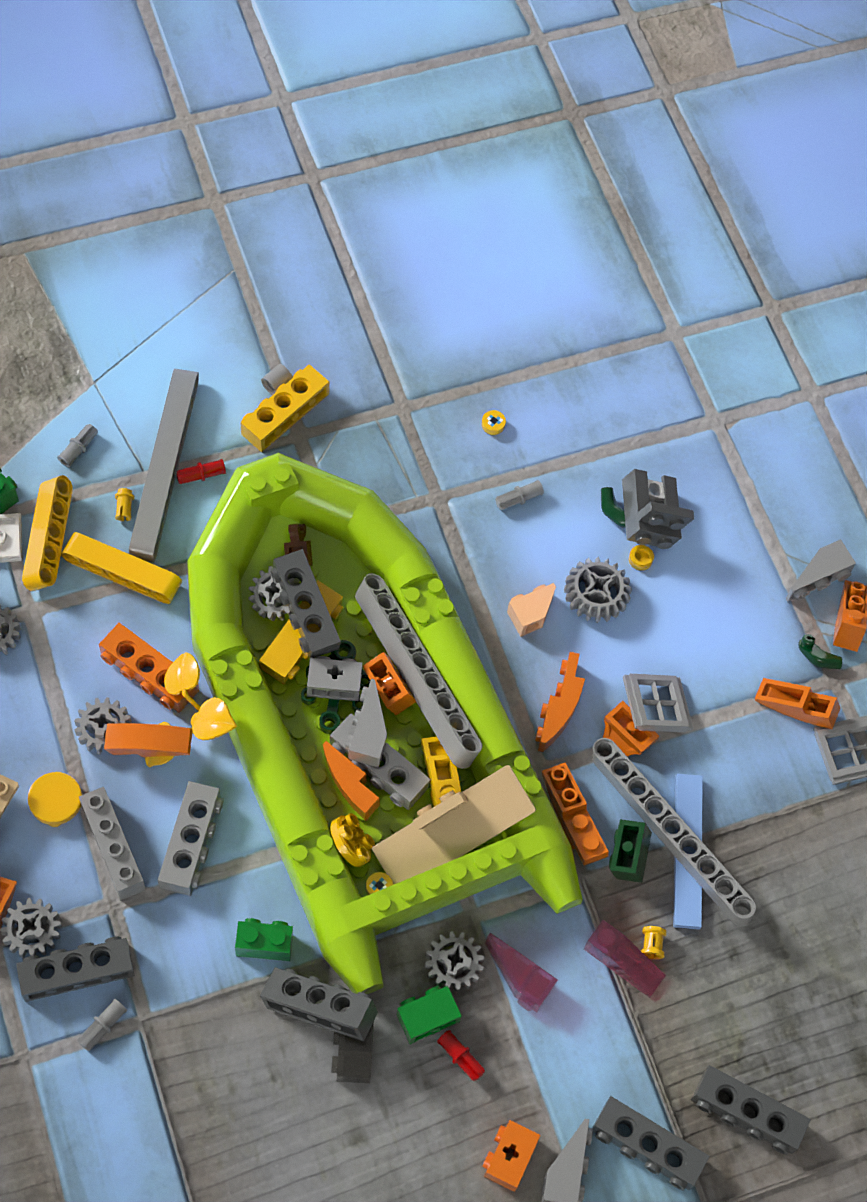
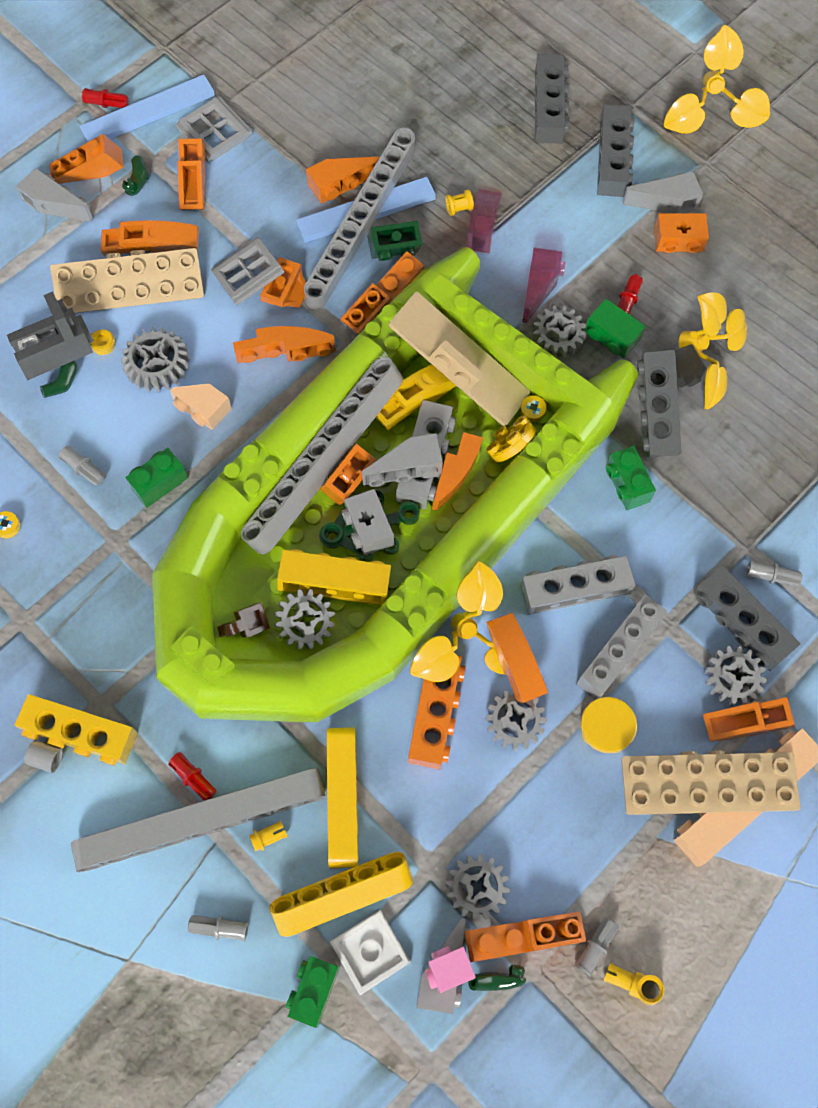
camera: 110 degrees left, 5 degrees up
(296, 566) = (337, 539): dark grey brick -> none
(375, 1085) = (713, 314): none -> yellow plant
(476, 544) = (156, 477): none -> green brick
(696, 600) = (128, 280): none -> tan bracket
(733, 634) = (149, 236): none -> orange slope
(737, 831) = (338, 175): none -> orange slope

